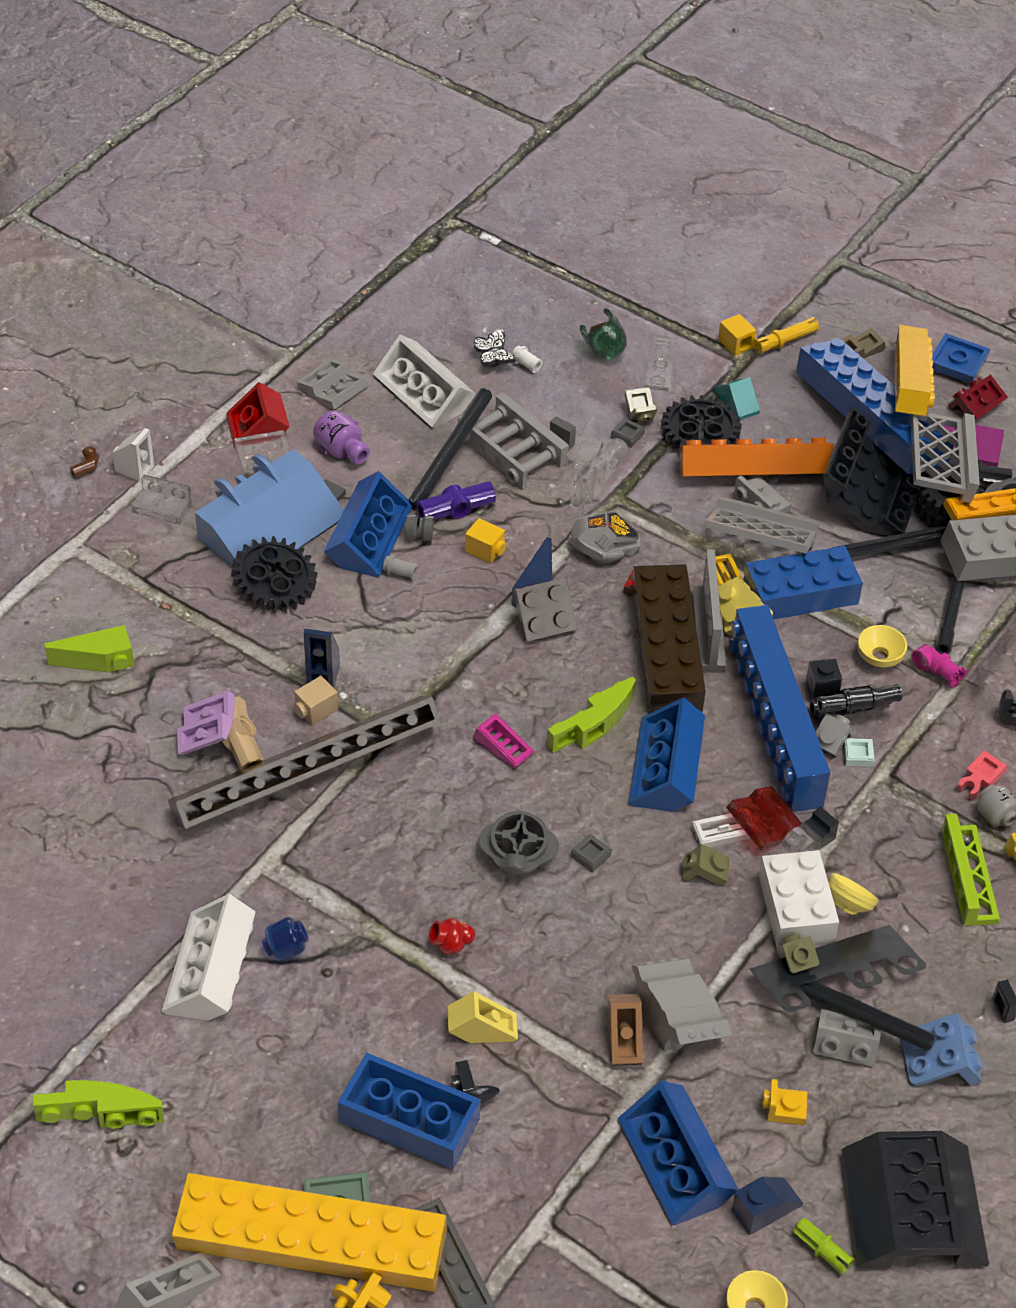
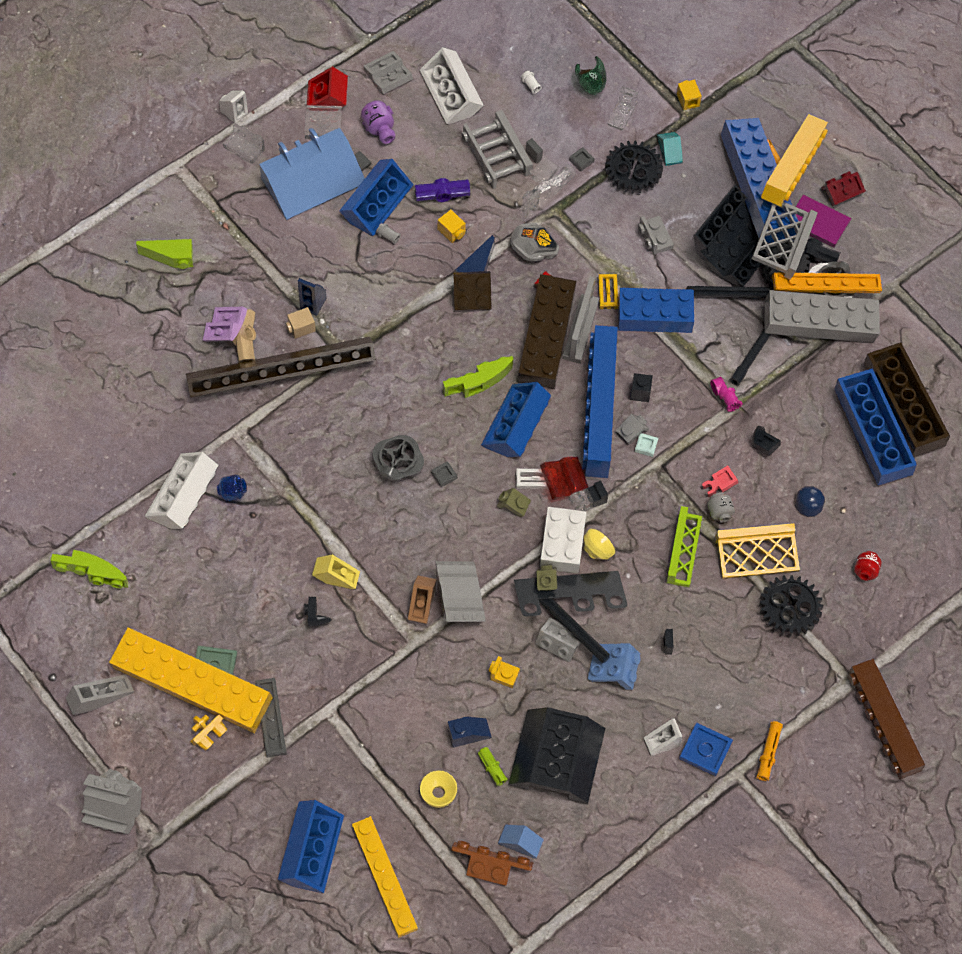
camera: 15 degrees right, 15 degrees up
(88, 464) = (203, 102): reddish brown arm -> none
(277, 568) = (290, 230): black gear -> none
(409, 1110) = (272, 619): blue brick -> none
(425, 530) = (410, 205): dark grey wheel -> none
(451, 446) = (450, 147): black axle -> none
(451, 935) = (334, 509): red animal -> none
(491, 743) = (401, 372): dark pink slope -> none
(493, 349) = (508, 69): black animal -> none
(640, 405) = (597, 139): bracket -> none
(677, 1153) = (425, 686): blue slope -> none
(735, 595) = (605, 314): light yellow wing -> none
(755, 459) = (659, 203): orange brick -> none
(763, 524) = (643, 252): light grey fence -> none
(778, 338) = (720, 103): yellow pin -> none
(855, 700) = (655, 408): black pin -> none
(866, 343) = (777, 123): dark tan slope -> none
(882, 639) = (692, 364): light yellow piece -> none
(959, 358) = (843, 150): blue plate -> none

